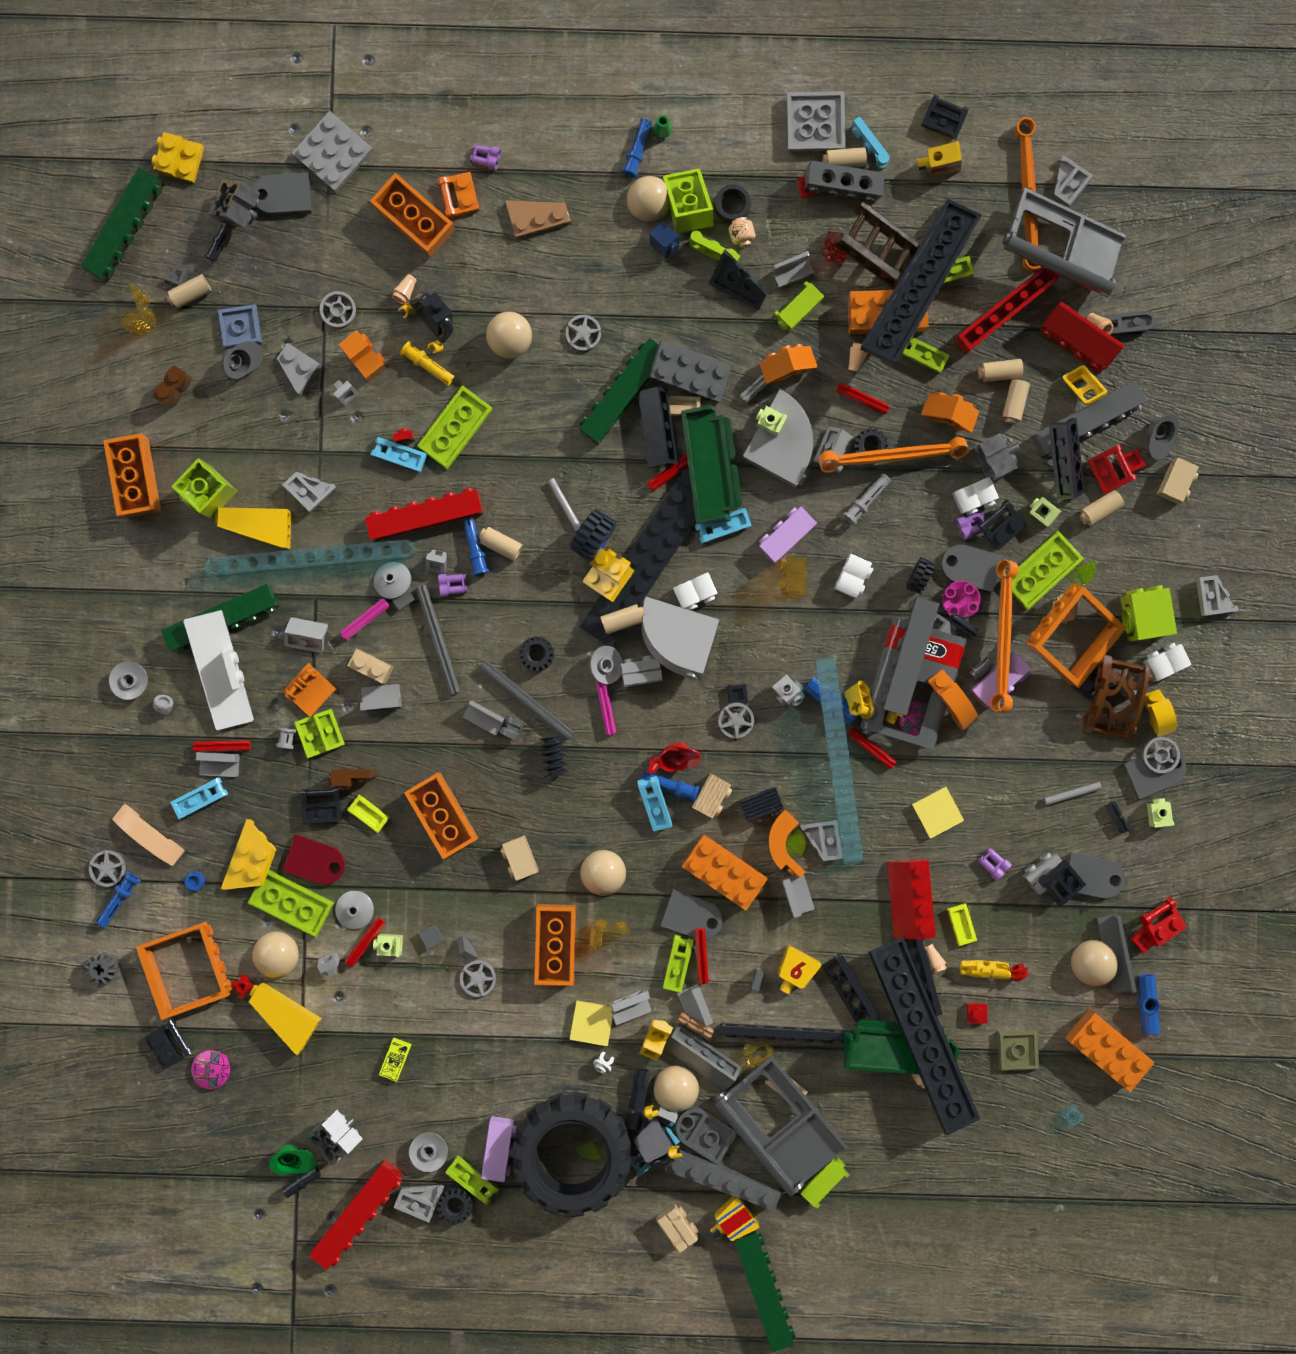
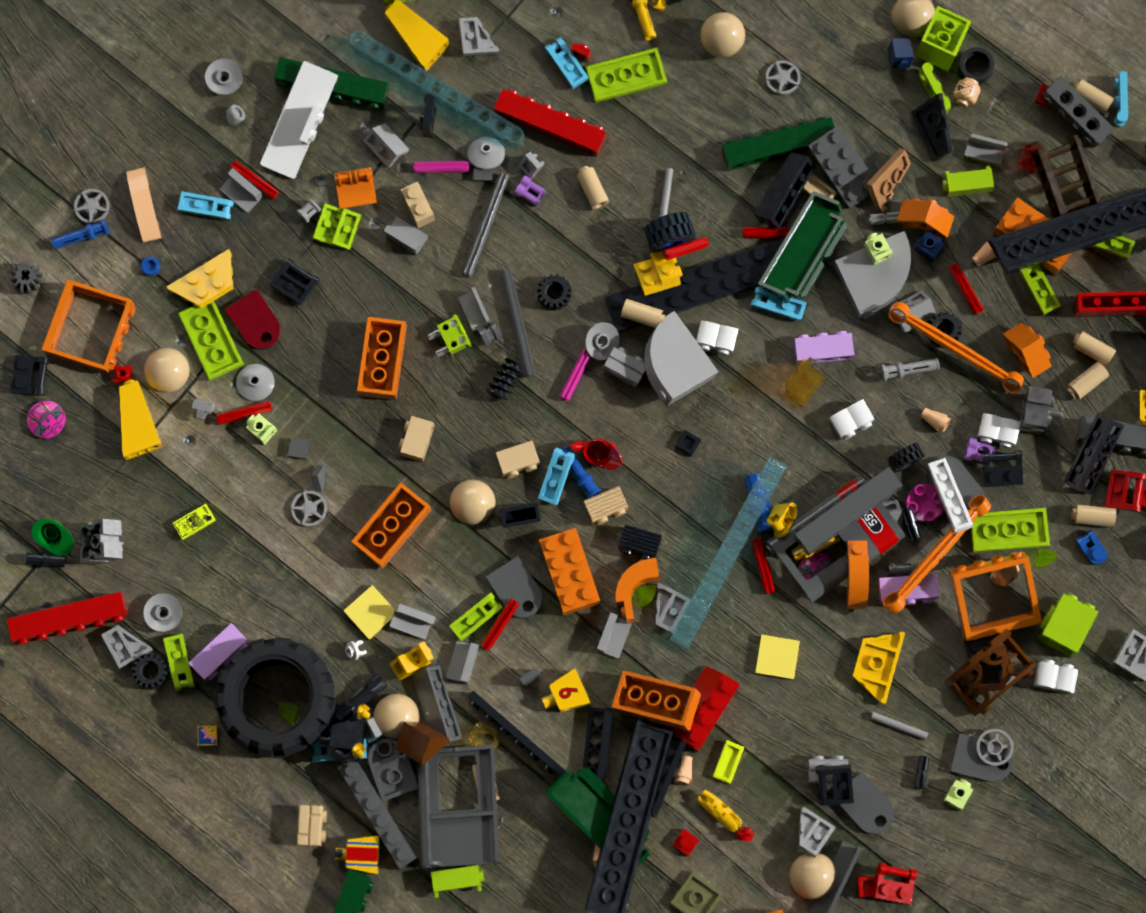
camera: 40 degrees right, 10 degrees down
(323, 589) = (428, 119): none -> black plate
(347, 777) = (333, 274): reddish brown plate -> none
(368, 813) = (325, 316): neon yellow tile -> none
(476, 556) = (566, 183): blue pin -> none
(484, 749) = (455, 334): none -> lime piece
(540, 1219) = (207, 736): none -> tile
(603, 926) = (427, 544): clear yellow bracket -> none
(613, 812) = (518, 459): none -> tan brick
(615, 538) = (685, 248): none -> red axle
(650, 856) = (520, 515): none -> black brick
(695, 1025) = (451, 676): medium nougat axle -> none
(713, 1098) = (420, 741): none -> reddish brown slope
(732, 361) = (884, 181): none -> medium nougat wing
(736, 720) = (671, 462): light grey wheel -> none
(789, 692) = (730, 469): light grey brick -> none
(807, 385) = (929, 246): none -> dark blue brick
(815, 121) = (1090, 51): light grey plate -> none
(873, 924) = (656, 700): none -> orange brick
(919, 525) = (936, 419): none -> light nougat cone
(978, 580) = (950, 495): none -> white tile
(1001, 867) = (792, 740): medium lavender piece -> none
(1020, 757) = (878, 663): none -> yellow wing
(1048, 518) = (1048, 491): yellowish green brick -> none
(1071, 931) = (813, 832): none -> light grey wing
(1124, 536) = (1096, 554): none -> blue plate
(1161, 713) = (1018, 713): yellow brick -> none

